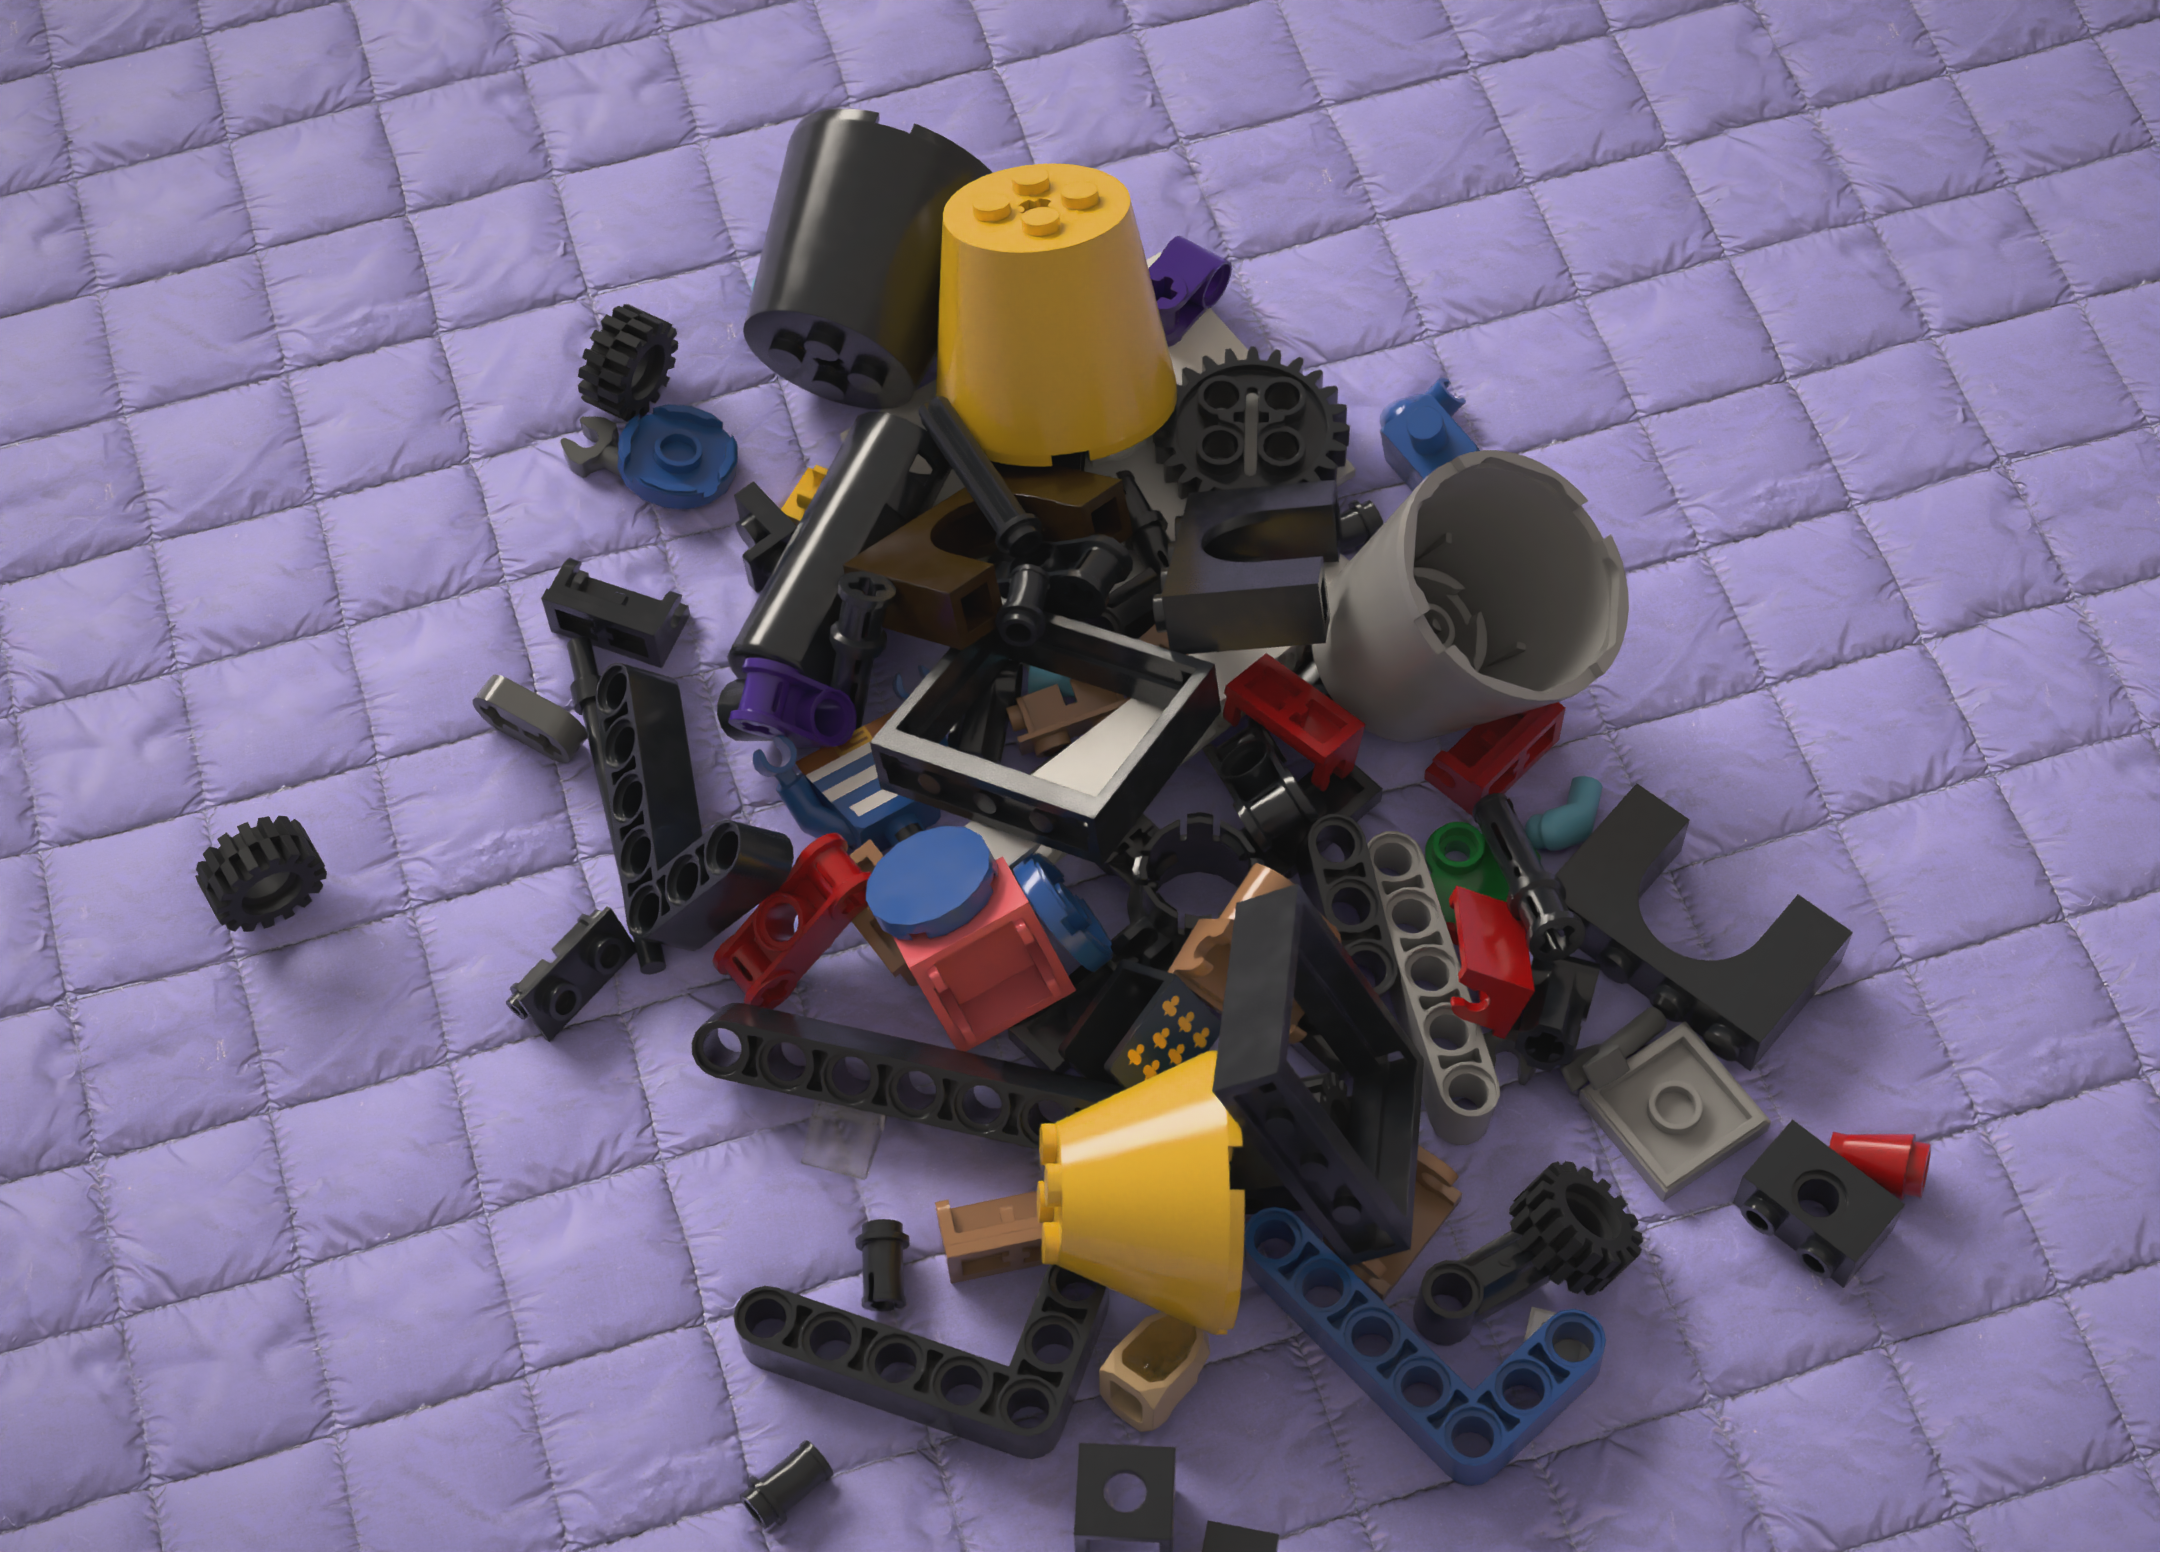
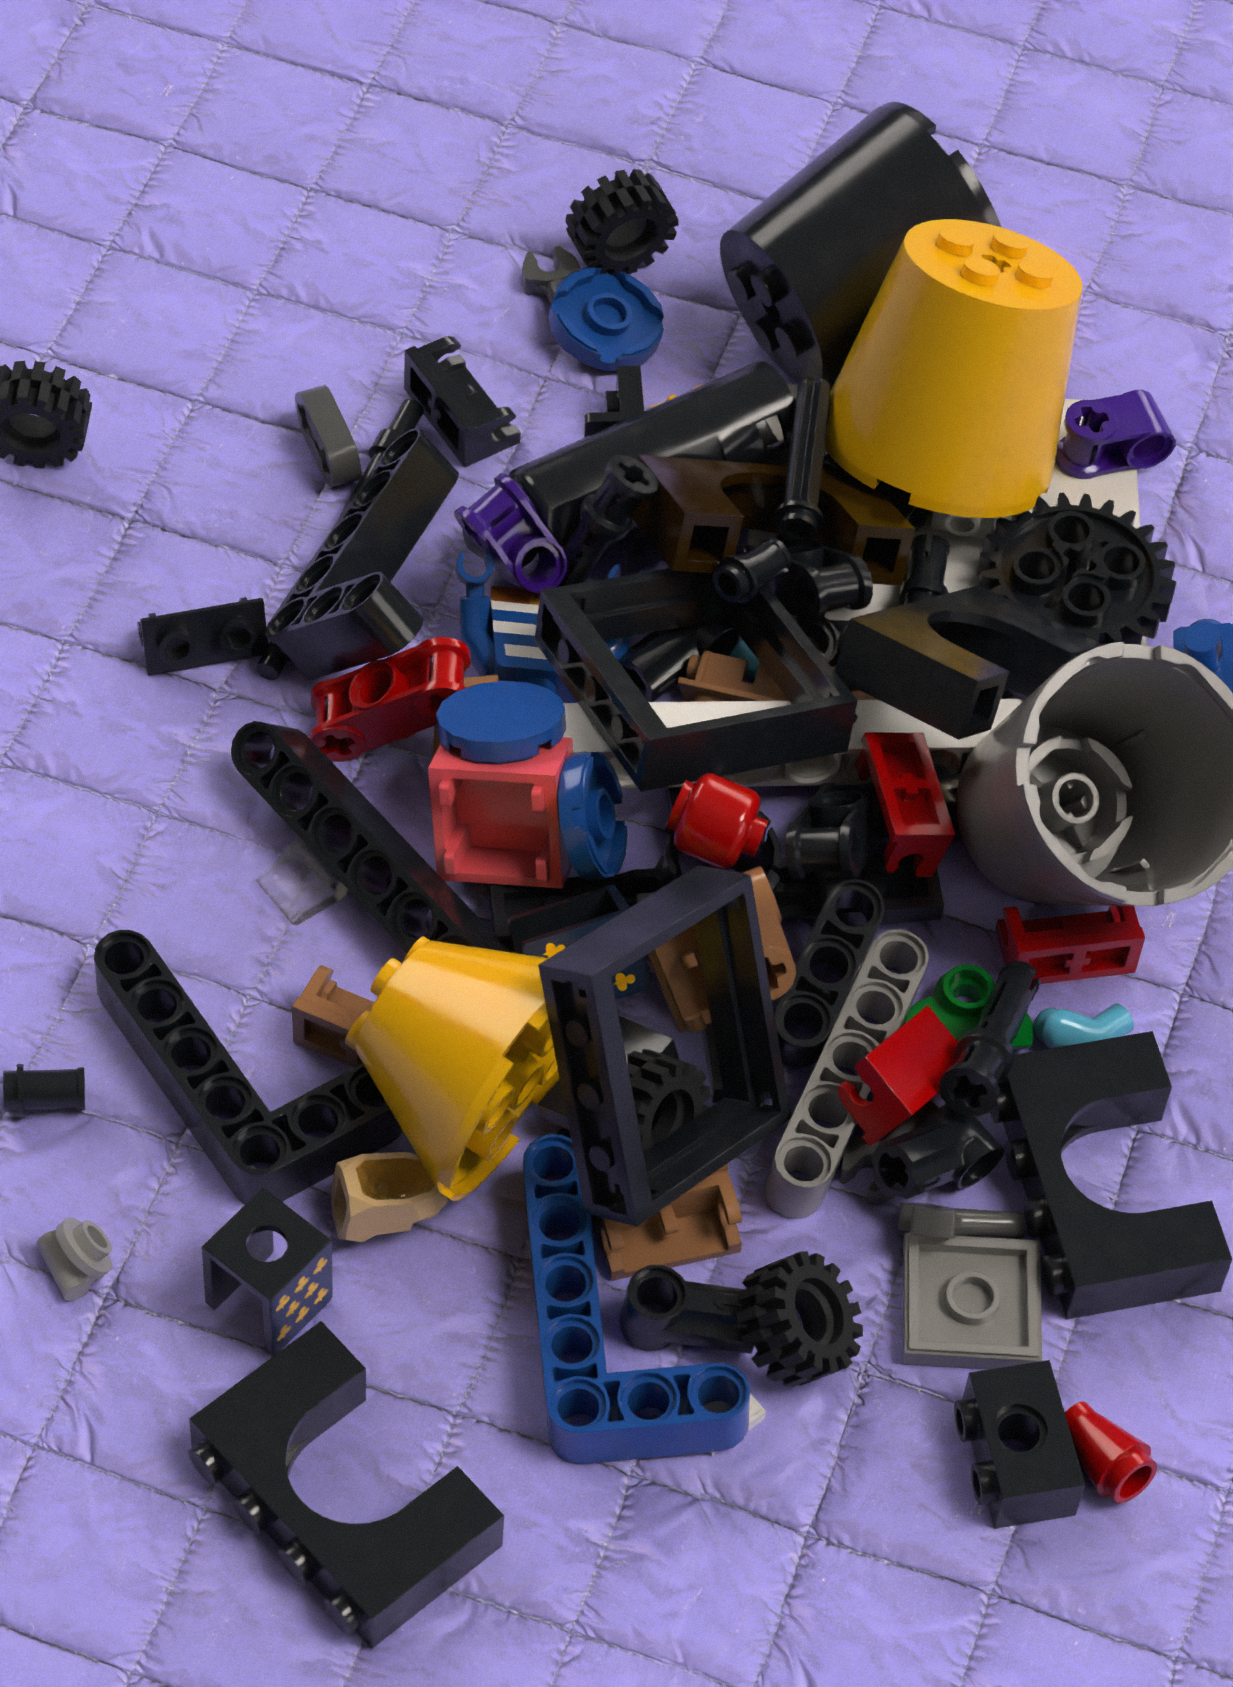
camera: 30 degrees right, 5 degrees down
(882, 1263) = (249, 988): black pin -> none
(1187, 848) = (717, 820): none -> red head

